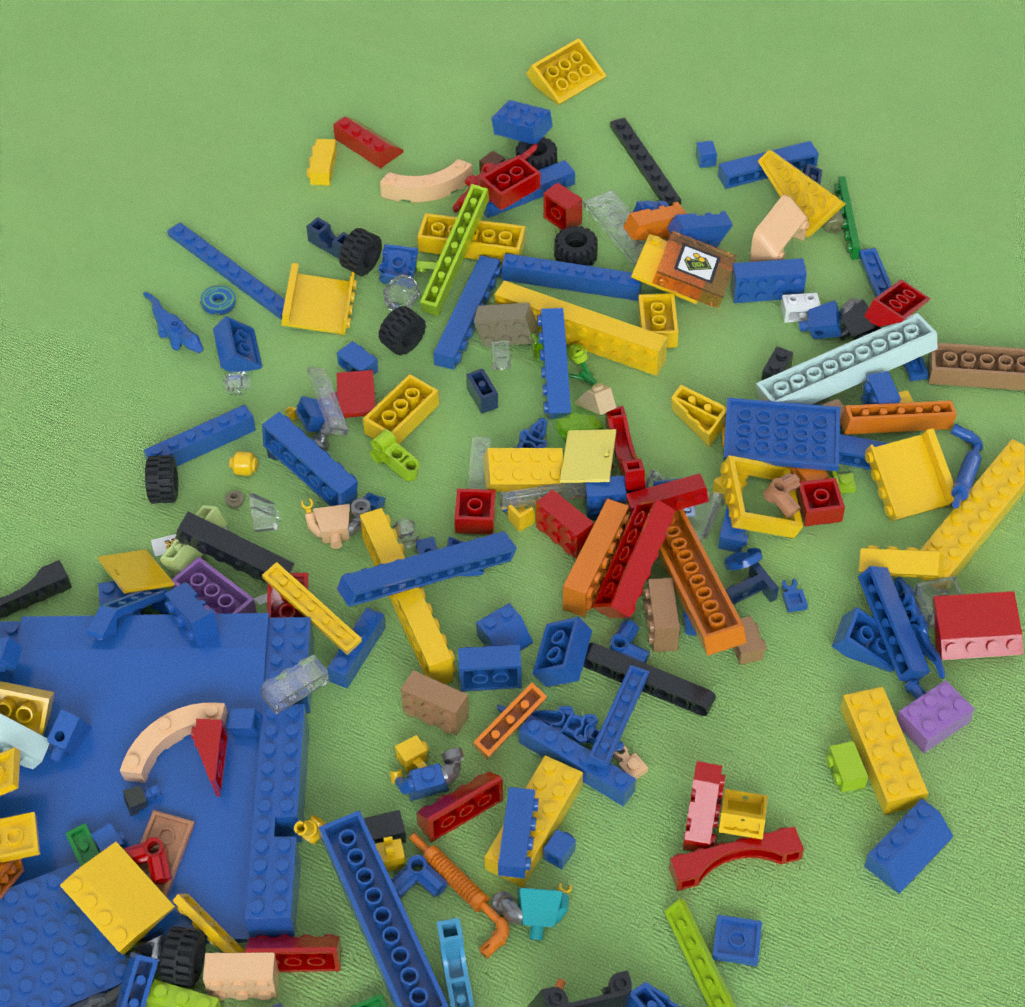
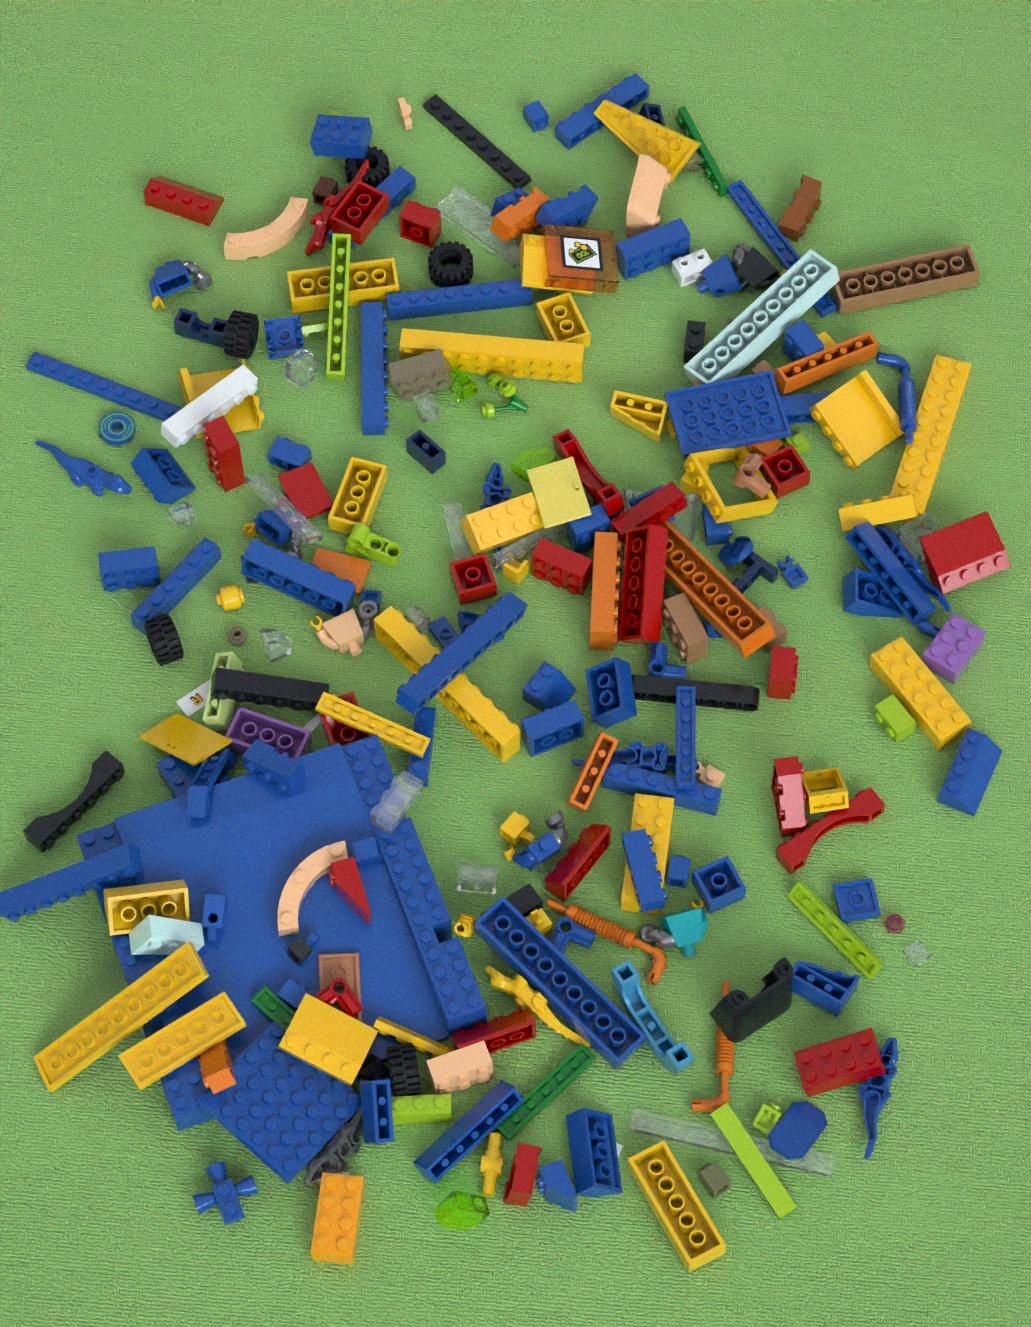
camera: 20 degrees left, 10 degrees up
(163, 411) = (129, 568): none -> blue brick
(291, 338) = (223, 454): none -> red brick
(300, 297) = (209, 406): none -> white brick
(322, 162) = (148, 237): yellow brick -> none
(328, 194) = (174, 277): none -> blue torso
(350, 932) = (532, 1000): none -> yellow animal
(351, 789) = (477, 878): none -> clear brick
(367, 472) = (343, 566): none -> orange tile
(402, 330) = (322, 410): black tyre -> none
(434, 703) = (517, 776): medium nougat brick -> none
(555, 363) = (487, 403): blue brick -> none
(566, 72) = (355, 56): yellow slope -> none
(591, 122) = (405, 110): none -> light nougat plate
(594, 875) = (718, 884): none -> blue brick
(597, 399) = (542, 429): tan slope -> none
(744, 685) = (782, 672): none -> red brick
(770, 973) = (894, 918): none -> clear pink plate
(895, 304) = (788, 245): red slope -> none
(931, 277) = (801, 209): none -> dark orange wedge

